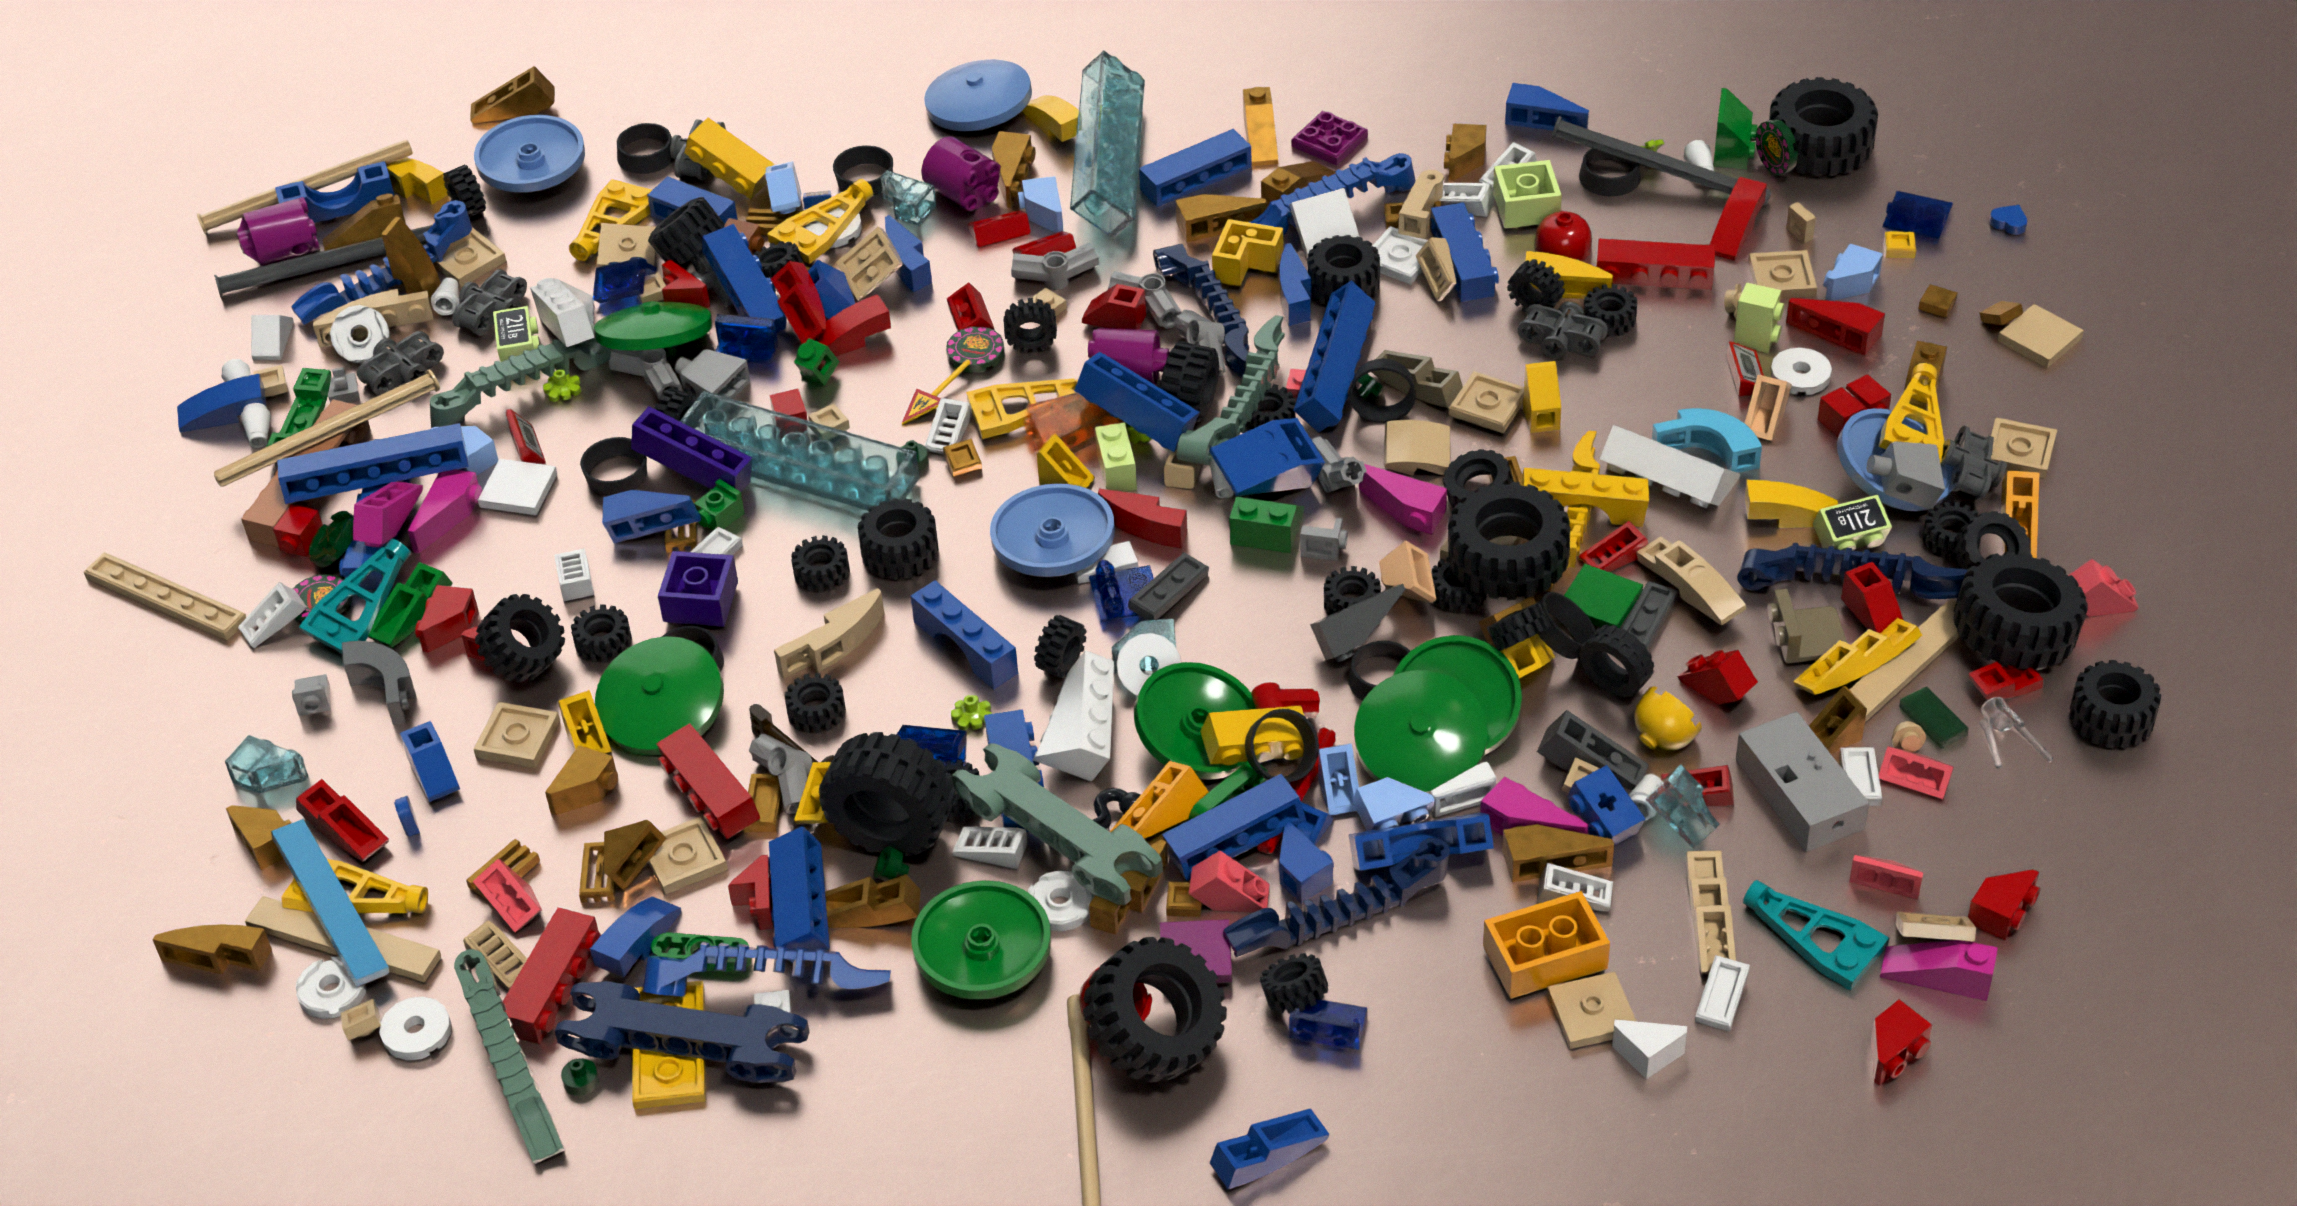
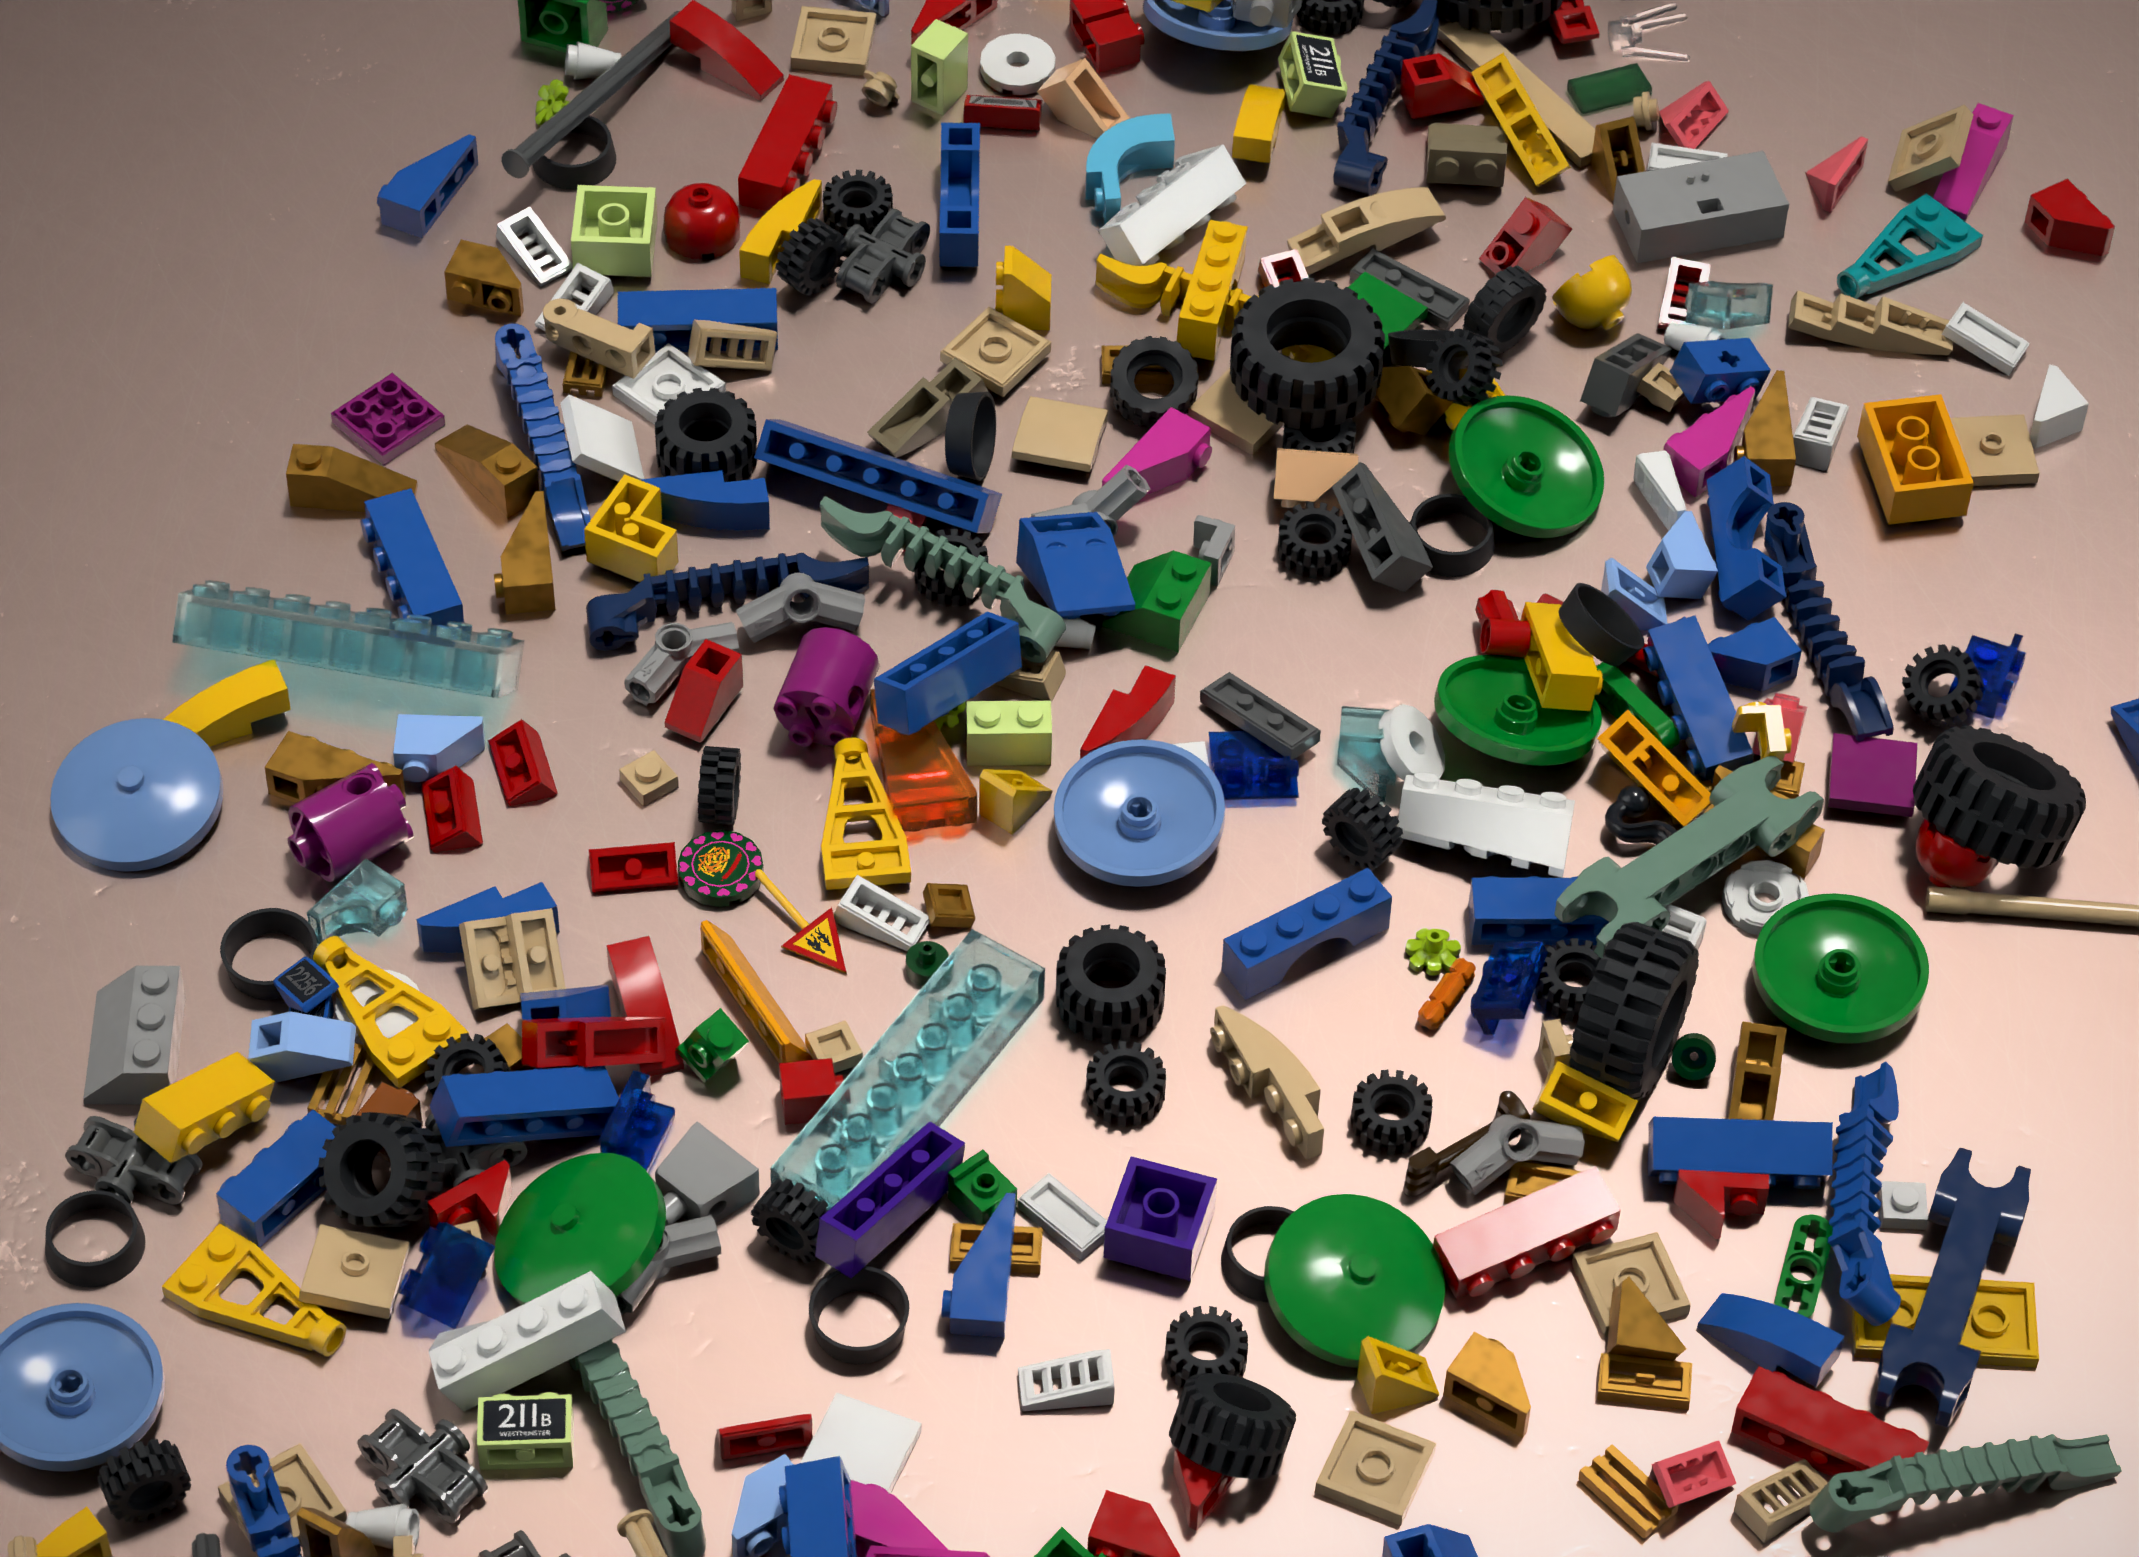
camera: 85 degrees left, 5 degrees up
(562, 386) = (652, 1379): lime plant -> none
(579, 1077) = (1988, 1418): dark green tile -> none
(792, 135) = (135, 1035): none -> light grey slope
(832, 182) = (305, 985): none -> slope
(870, 376) = (752, 995): none -> light orange slope
(910, 716) = (1446, 994): none -> orange axle
(1054, 267) = (586, 753): light grey piece -> none
(1187, 854) = (1768, 723): none -> yellow bracket
(1192, 375) = (902, 614): black tyre -> none
(1370, 385) = (932, 458): dark green tile -> none
(1420, 729) = (1575, 507): green dish -> none
(1665, 350) = (959, 195): none -> blue arch
(2002, 902) = (1894, 95): red slope -> none

